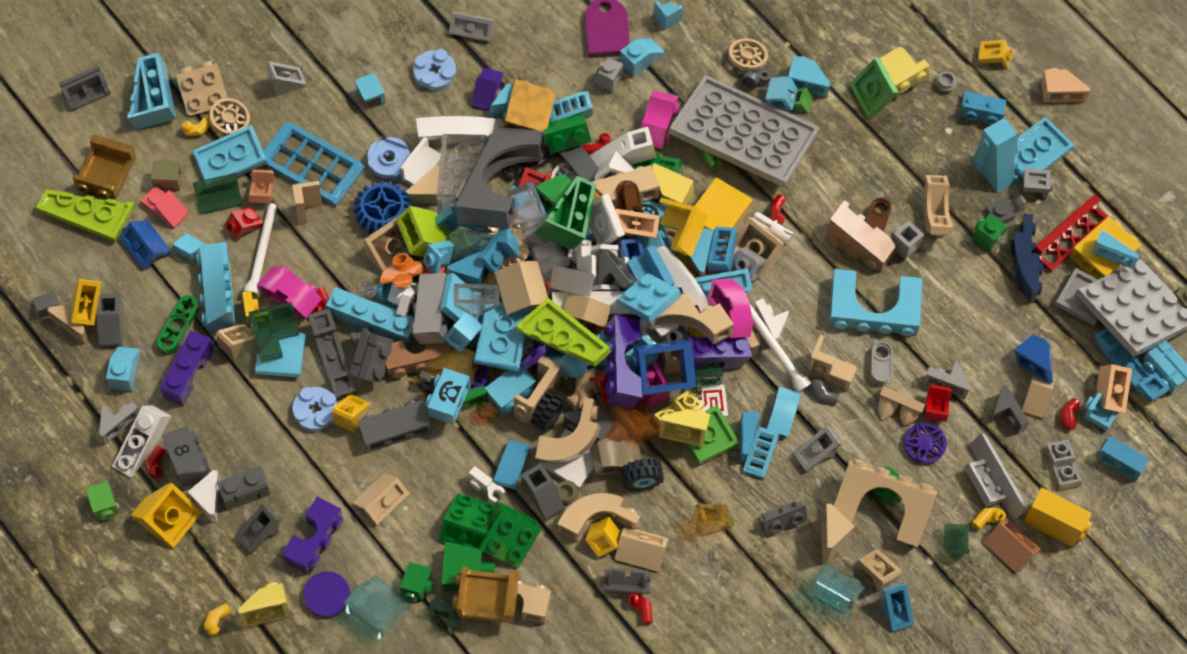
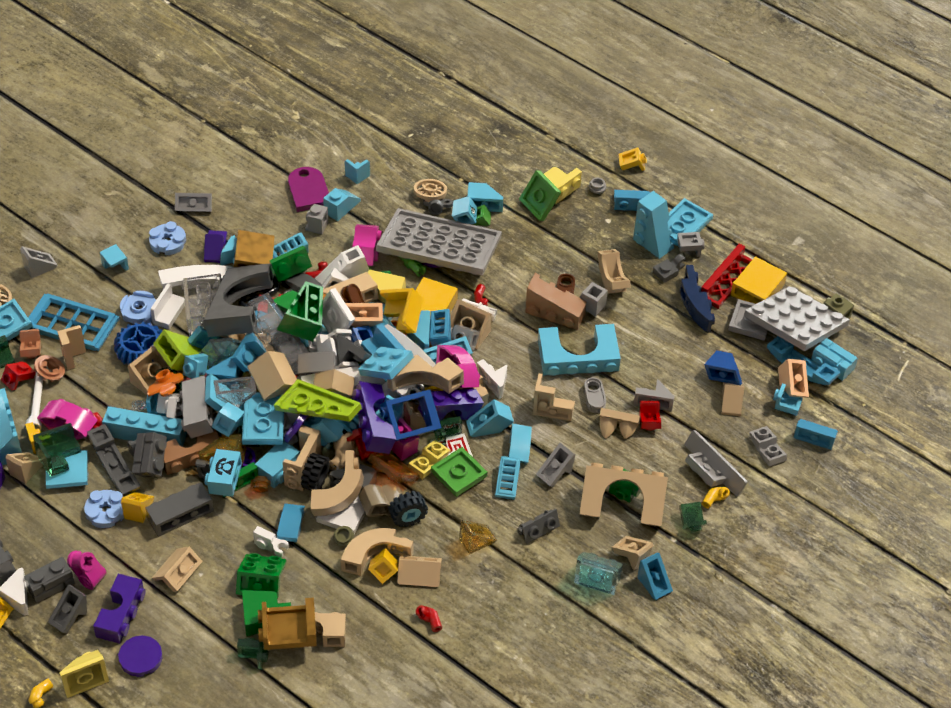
camera: 10 degrees left, 15 degrees down
(284, 216) = (53, 364): none -> nougat gear
(284, 482) = (86, 568): none -> dark pink piece
(376, 606) = (187, 657): clear light blue slope -> none
(416, 582) = (221, 630): green brick -> none
(425, 189) = (176, 321): tan slope -> none
(510, 535) = (299, 576): green bracket -> none
(542, 491) = (321, 537): dark grey slope -> none
(617, 581) = (402, 598): dark grey hinge -> none
(685, 426) = (437, 464): light yellow slope -> none
(748, 426) = (492, 460): dark azure slope -> none
(756, 375) = (490, 419): none -> medium azure slope
(799, 381) = (528, 418): white piece -> none
(820, 392) = (548, 424): dark grey arm -> none
(835, 532) = (586, 525): tan slope -> none
(925, 443) = (646, 449): dark purple wheel -> none
(989, 232) = (660, 284): green brick -> none
(1008, 406) = (712, 410): dark grey slope -> none
(1011, 545) = (740, 514): nougat panel -> none
(1058, 518) = (775, 483): yellow brick -> none
(1062, 86) = (693, 175): light nougat slope -> none
(1067, 414) = (761, 409): red arm -> none
(1114, 250) = (763, 276): medium azure slope -> none

